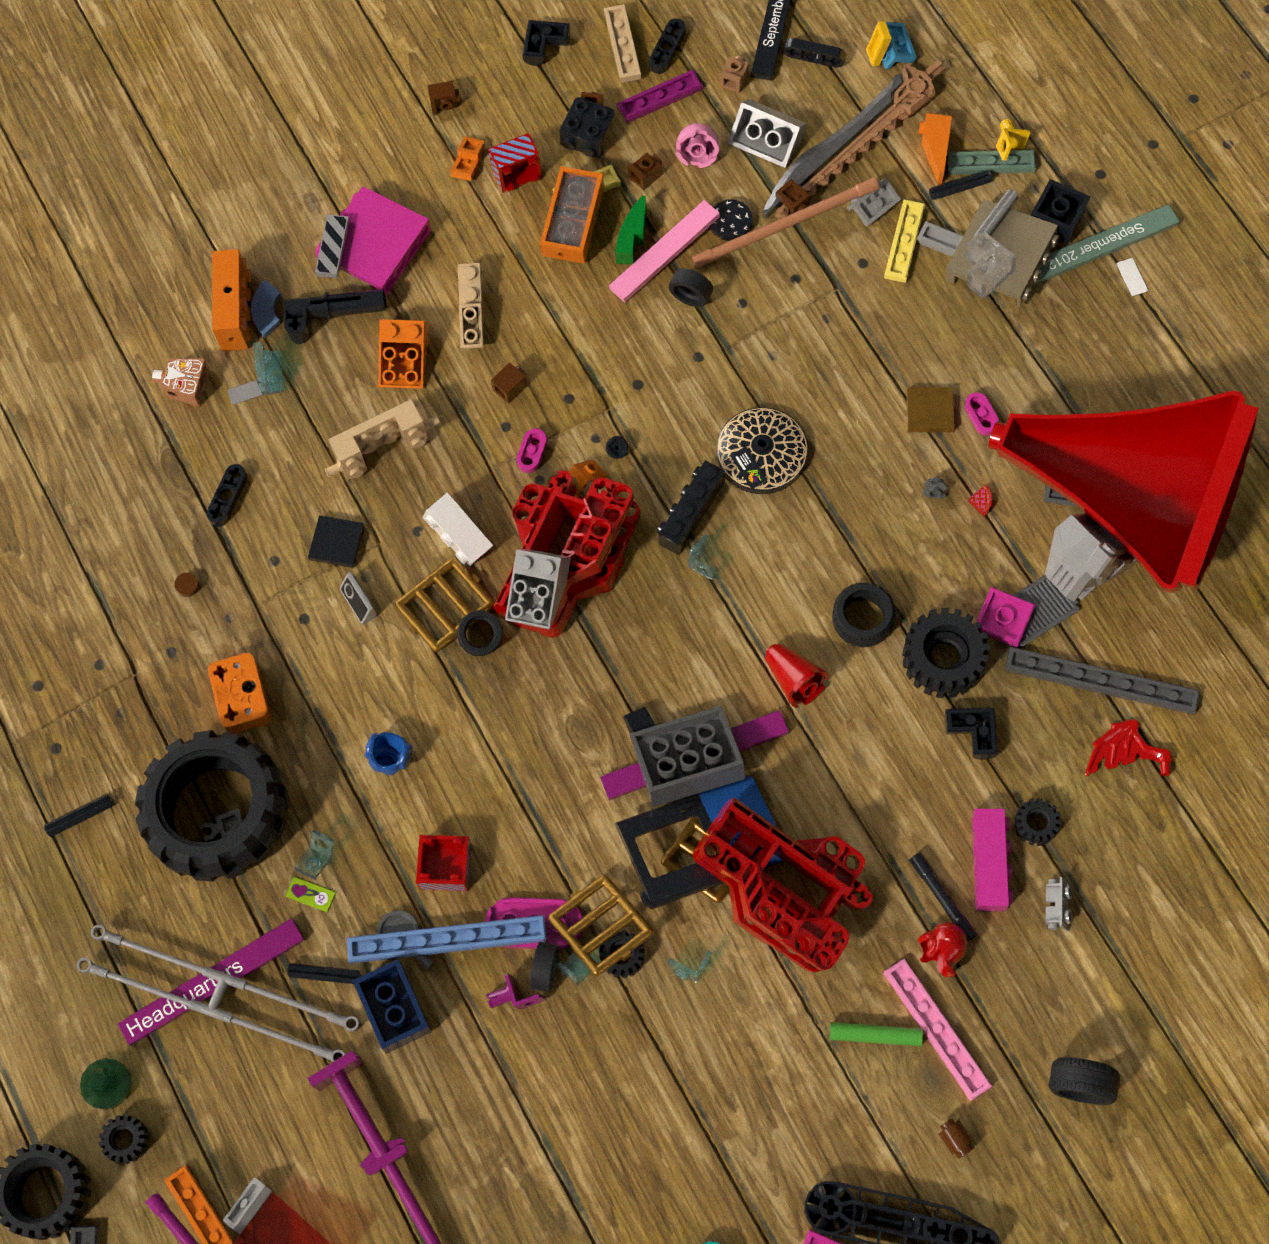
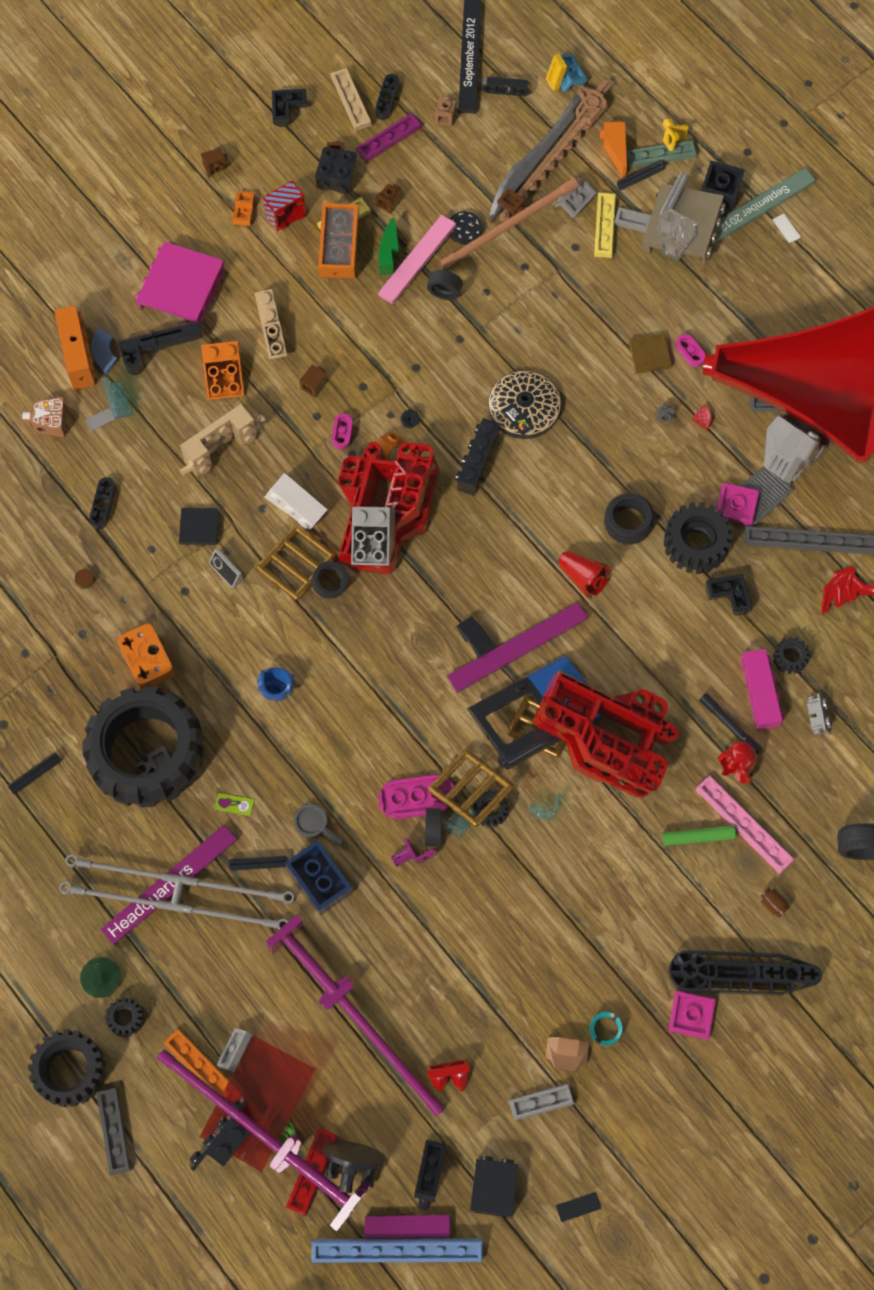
camera: 15 degrees left, 0 degrees up
(315, 857) = (233, 774): clear light blue bracket -> none
(332, 246) = (149, 292): light grey tile -> none
(443, 863) = (337, 761): red container -> none
(446, 939) = (350, 820): medium blue tile -> none
(687, 756) = (513, 648): dark grey slope -> none
(695, 553) = (489, 499): clear light blue bracket -> none
(697, 145) = (428, 172): bright pink cylinder -> none
(766, 132) = (480, 155): light grey slope -> none

